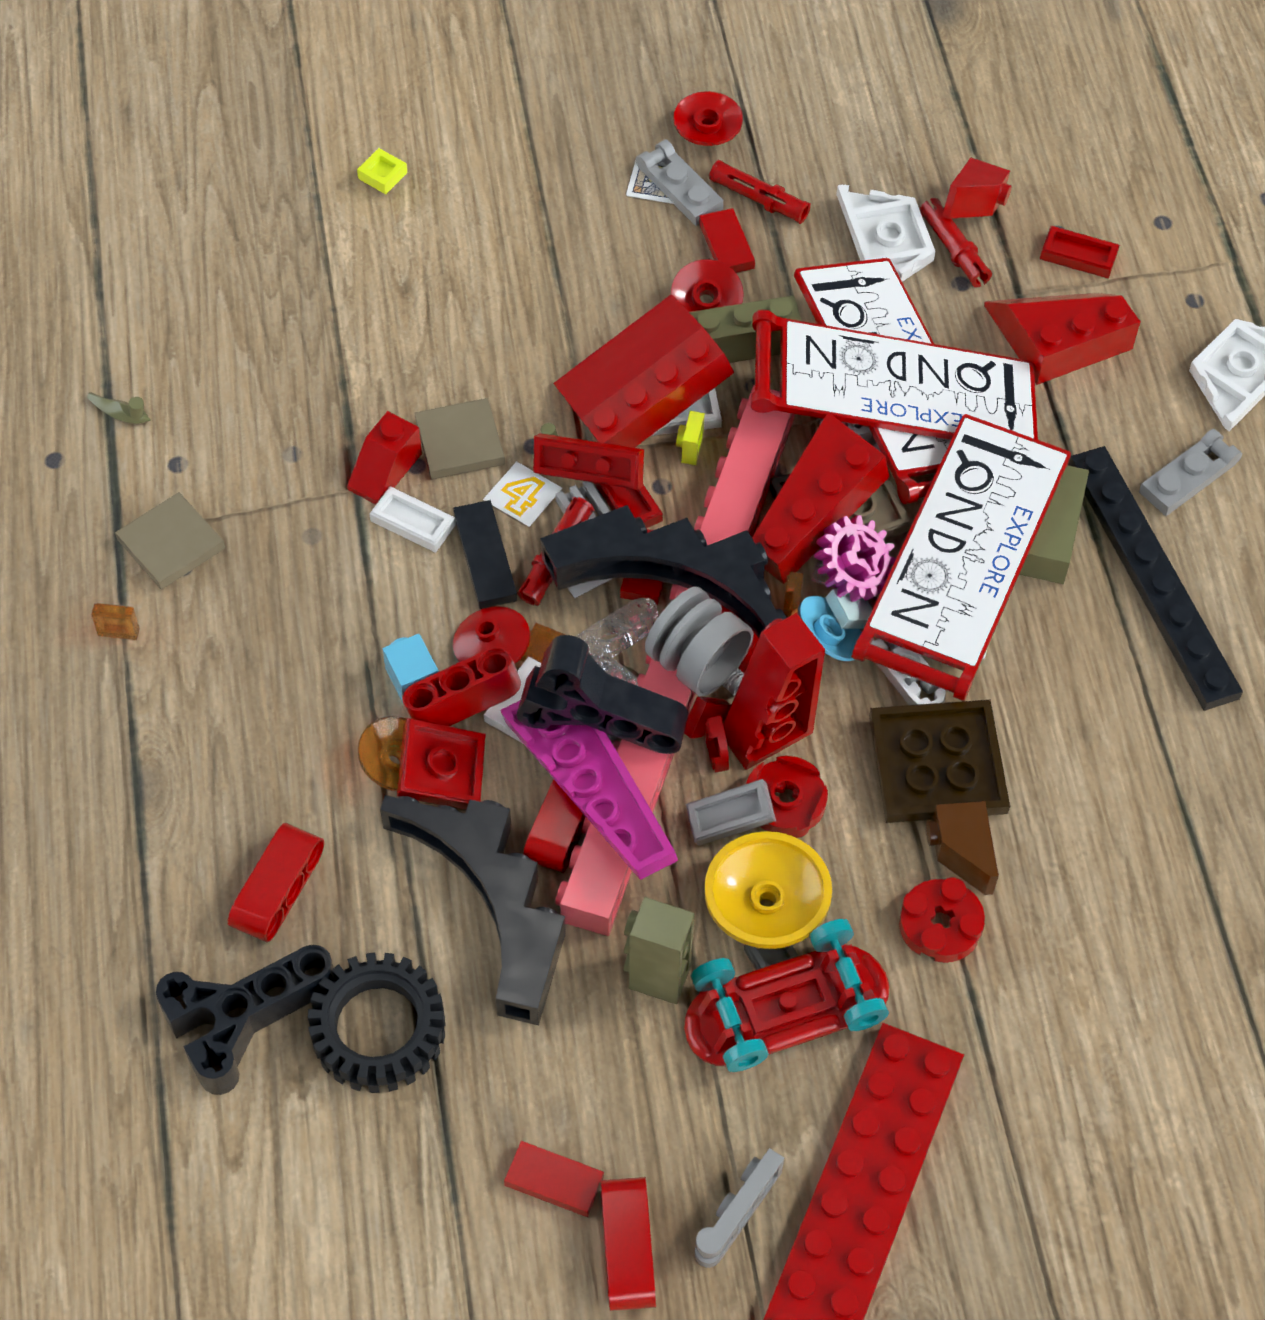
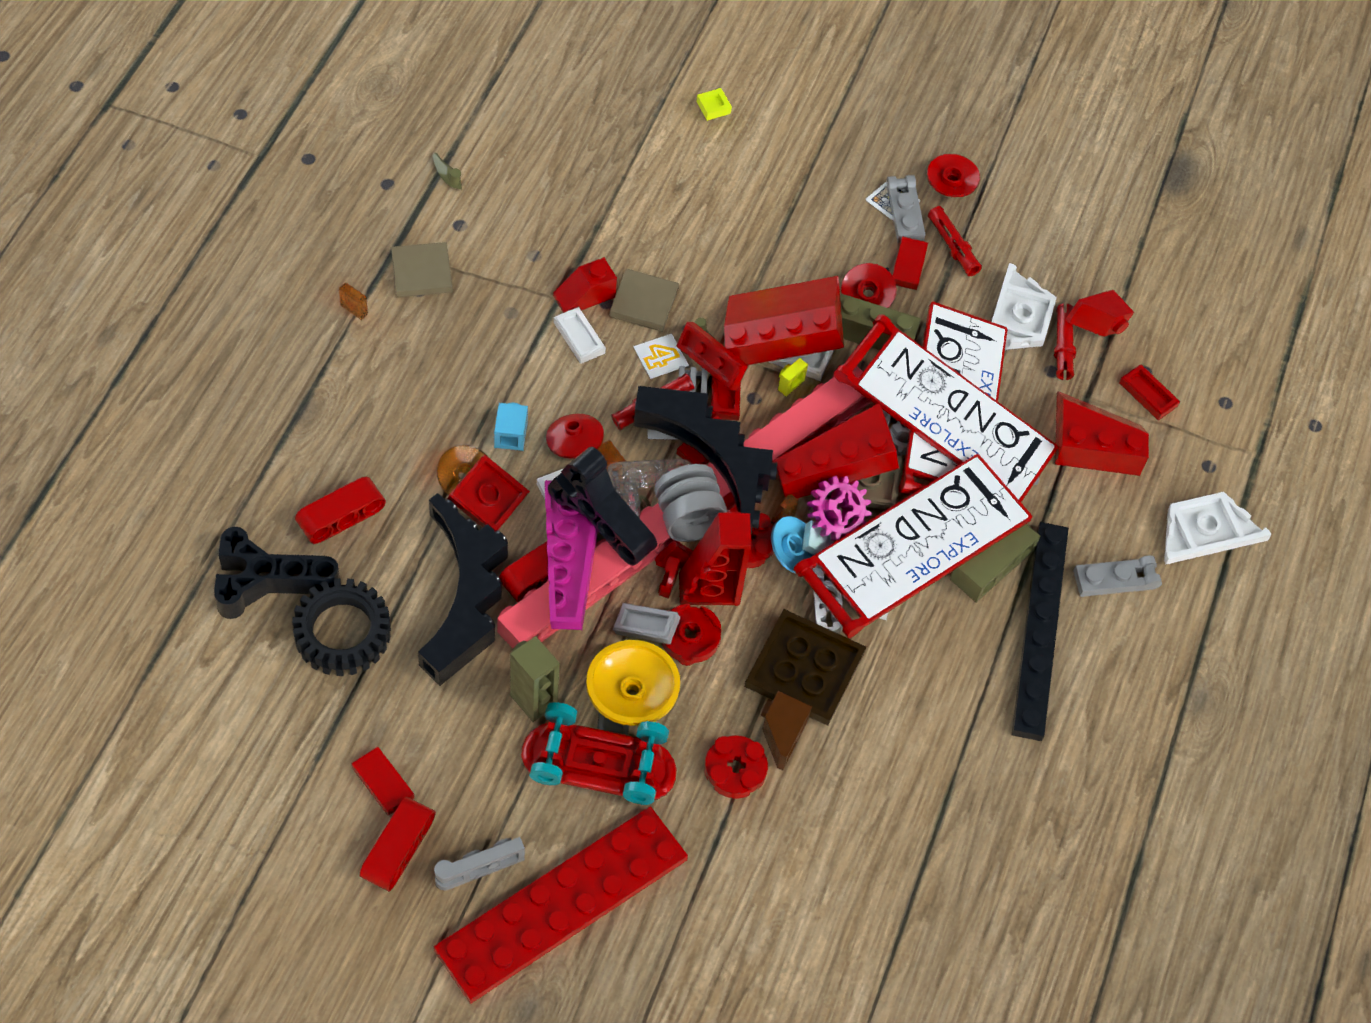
camera: 25 degrees right, 0 degrees up
(463, 688) = (530, 454): red beam -> none
(485, 554) = (609, 380): black tile -> none

